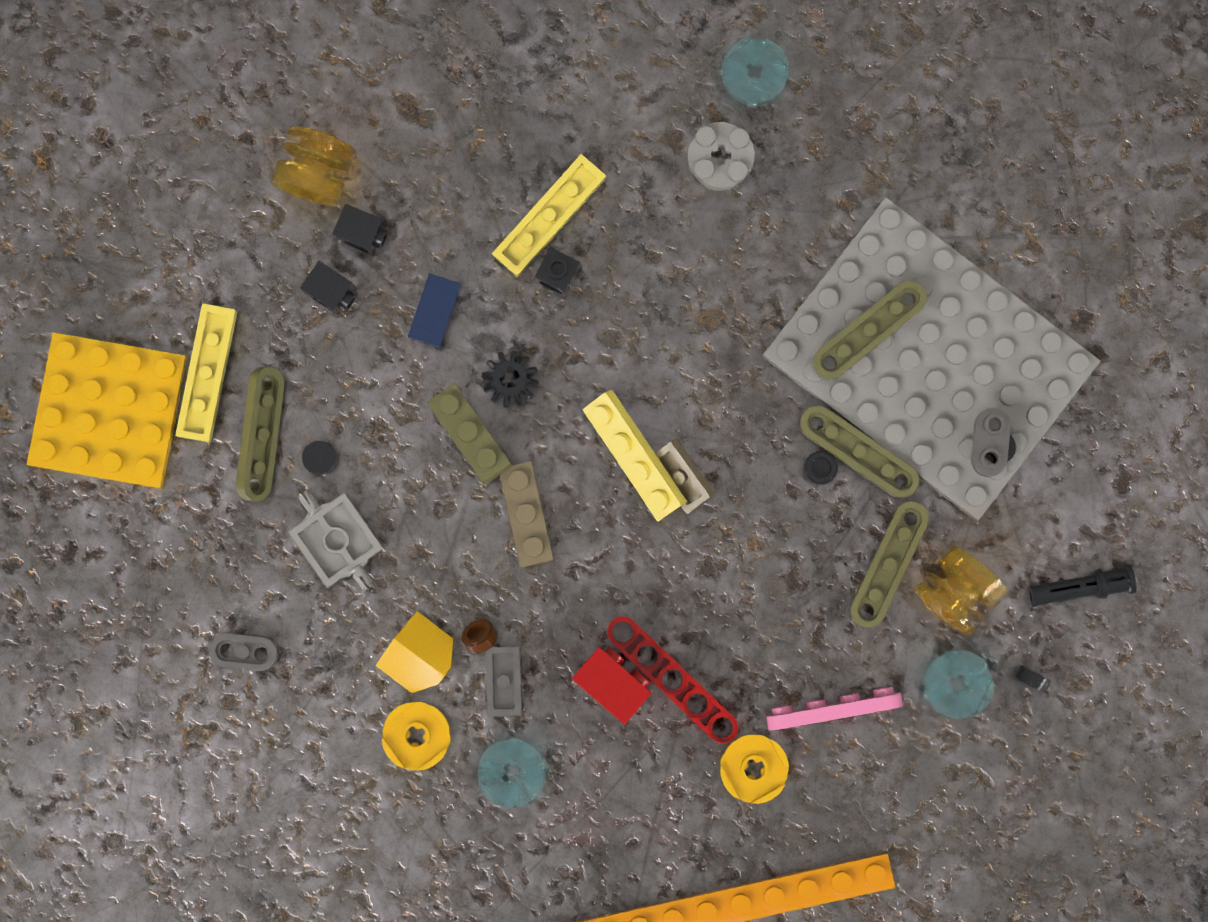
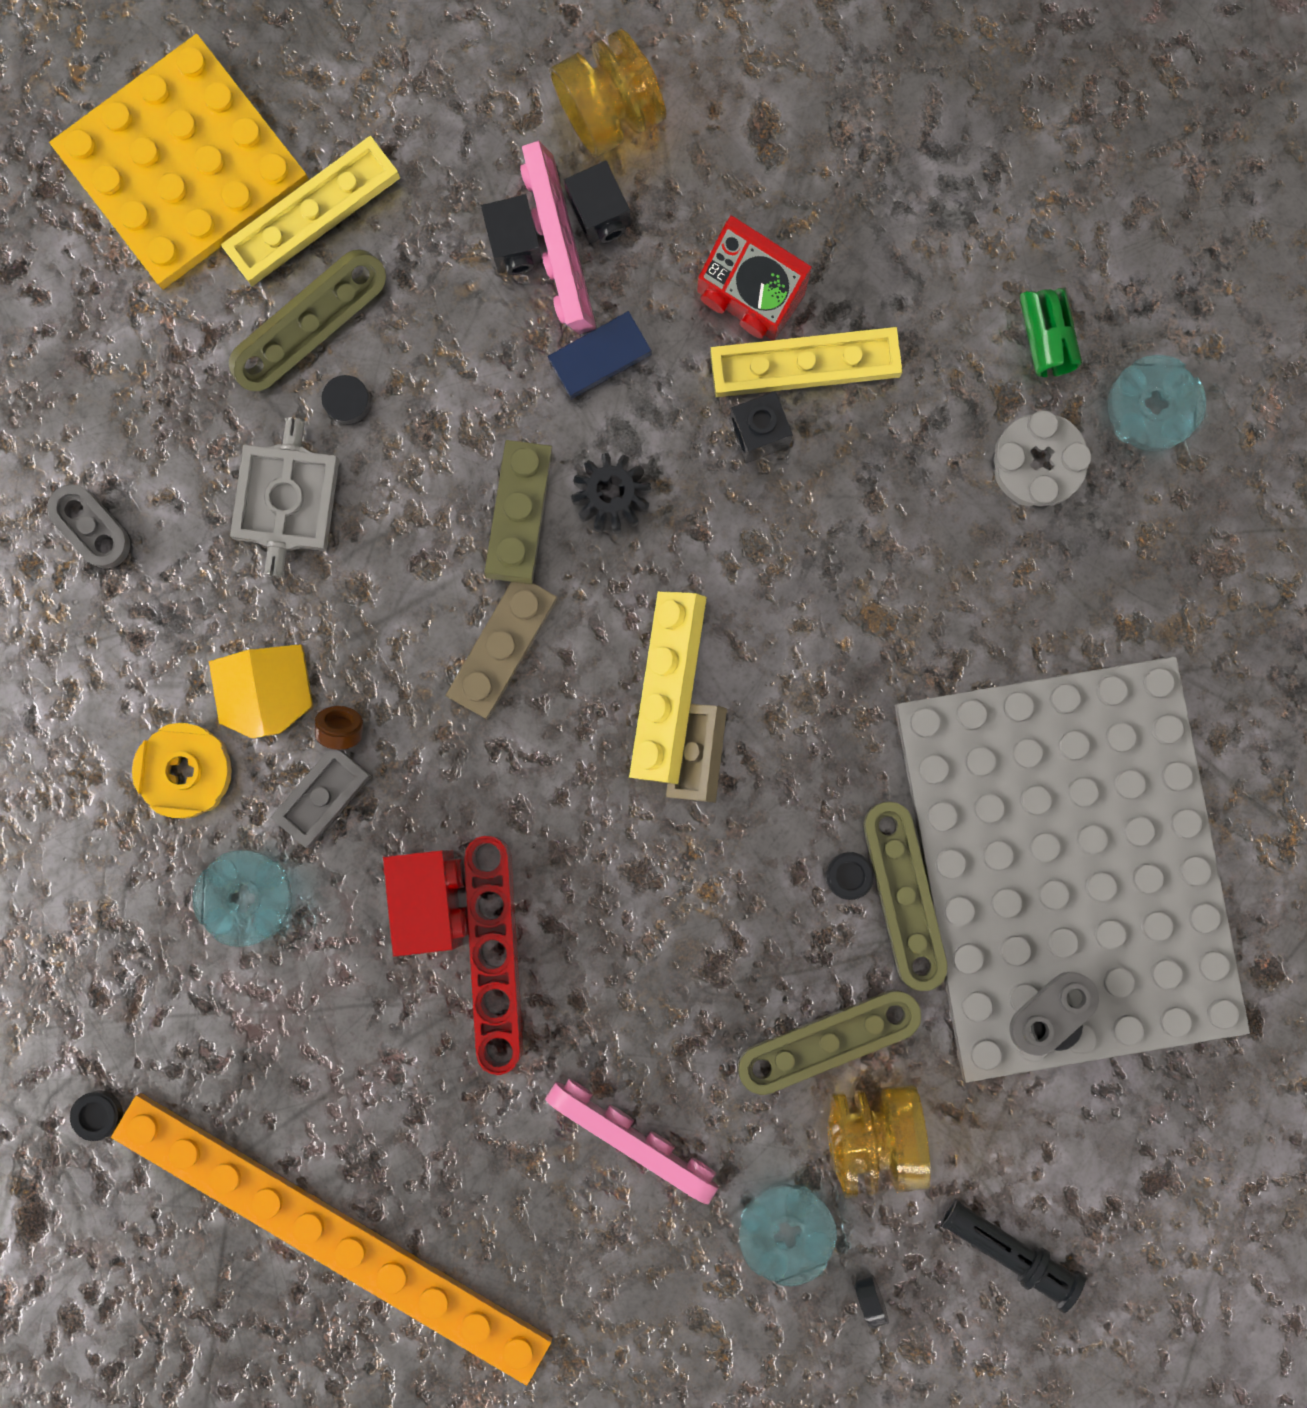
camera: 45 degrees right, 0 degrees up
(344, 262) = (553, 222): none -> bright pink plate
(482, 198) = (753, 280): none -> slope
(664, 82) = (1050, 331): none -> green arm
(773, 774) = (470, 1138): yellow plate -> none
(869, 330) = (1033, 778): olive plate -> none

